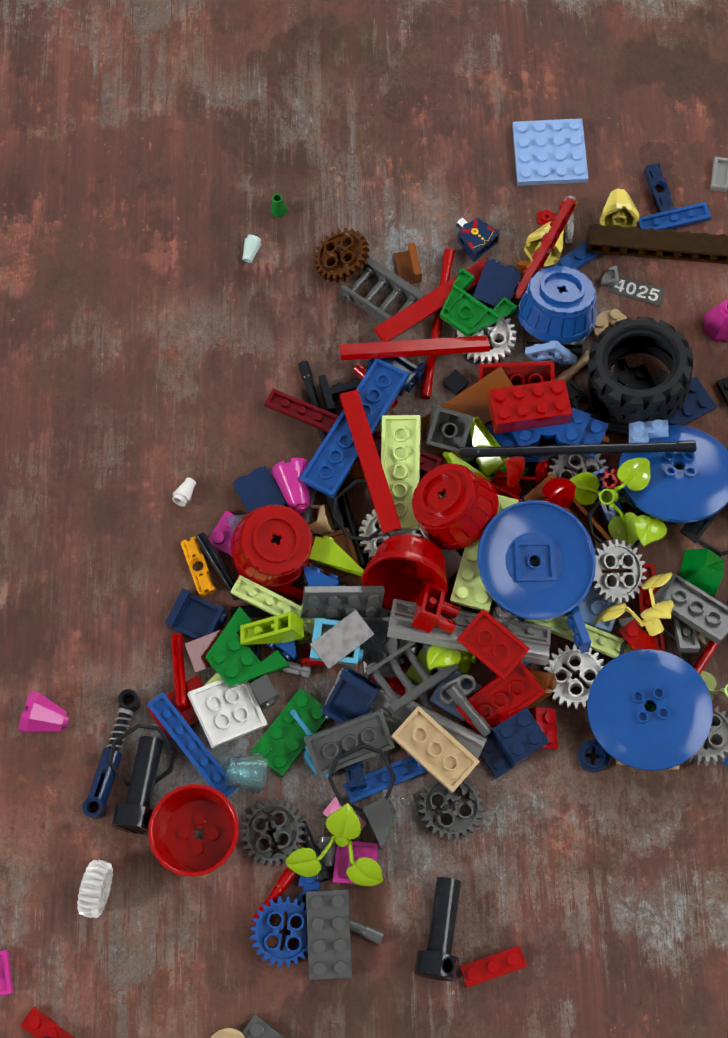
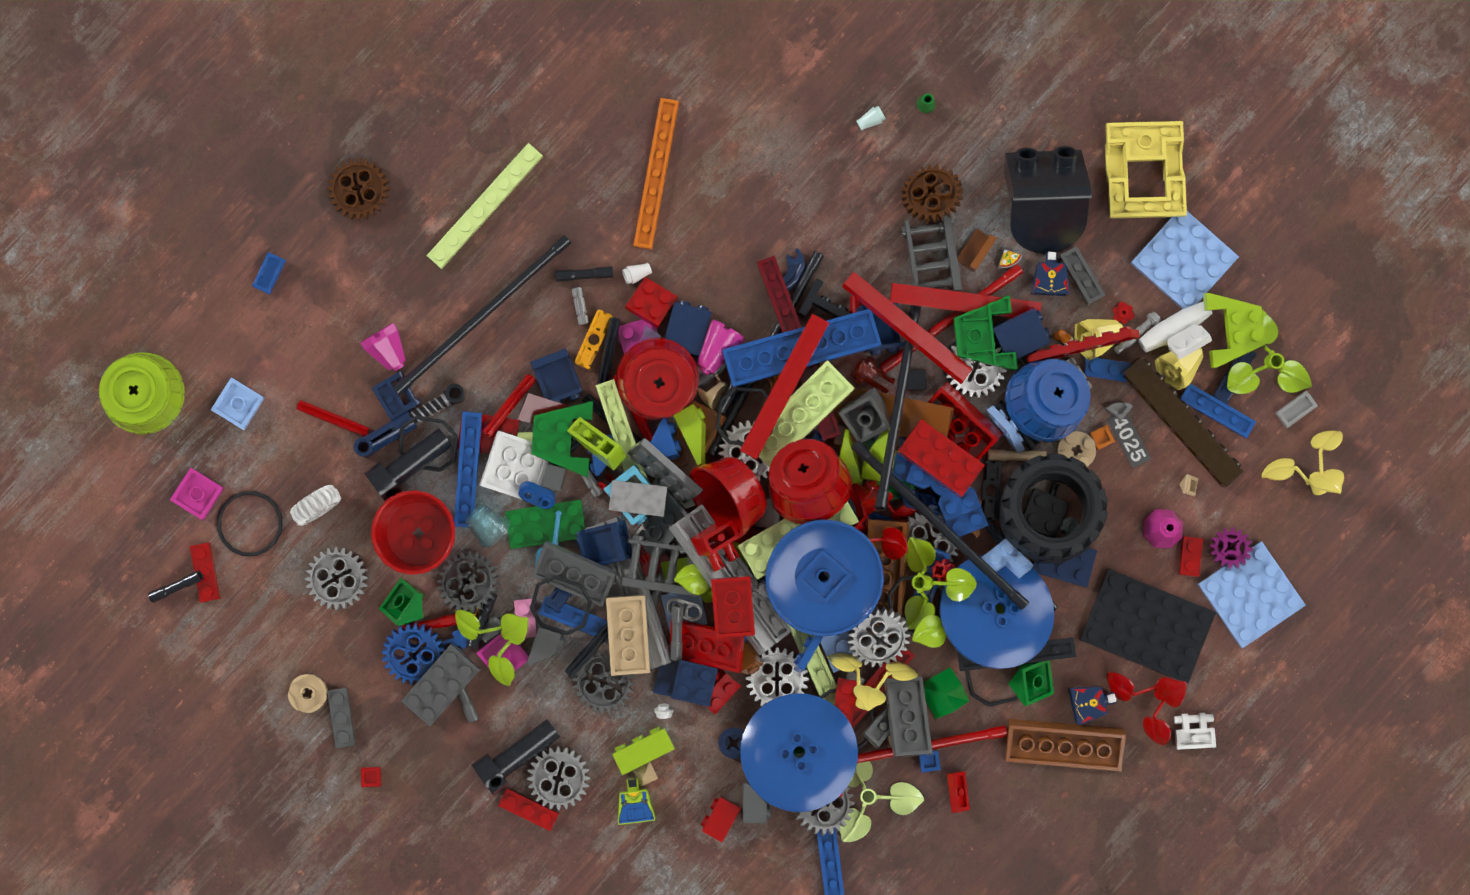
camera: 40 degrees right, 15 degrees up
(21, 960) = (237, 496): none -> black piece
(26, 550) = (485, 206): none -> yellowish green plate
(48, 811) = (332, 418): none -> red axle
(82, 752) = (391, 400): none -> dark blue plate
(83, 724) = (408, 380): none -> black piece
(134, 416) = (656, 173): none -> orange tile
(138, 536) = (571, 275): none -> black piece
(147, 927) = (328, 563): none -> light grey gear
(165, 552) = (580, 306): none -> light grey axle
(215, 501) = (651, 302): none -> red plate
(238, 899) = (403, 603): none -> green slope
(264, 713) = (537, 495): none -> blue plate
(295, 387) = (795, 269): none -> dark blue piece
(416, 404) = (865, 372): none -> clear red piece
(417, 792) = (588, 651): none -> black axle
(424, 184) = (1047, 197): none -> black plate
(435, 252) = (1009, 259): none -> tile
(453, 100) = (1145, 142): none -> light yellow piece
(475, 925) = (575, 782): none -> light grey gear
(496, 218) = (1082, 275): none -> dark grey plate
(516, 456) = (882, 493): none -> black piece
(518, 783) = (663, 711): none -> white plate
(533, 828) = (643, 750): none -> lime brick
(552, 847) = (645, 774): none -> tan slope
(569, 877) = (635, 804): none -> torso
(596, 190) = (1179, 331): none -> white plate
(618, 302) = (1102, 437): none -> orange tile
(632, 153) = (1242, 325): none -> lime wing
(643, 822) = (720, 819): none -> red brick
(656, 784) = (754, 807): none -> dark grey slope
(665, 183) = (1292, 376): none -> lime plant
(707, 280) = (1189, 485): none -> tan slope

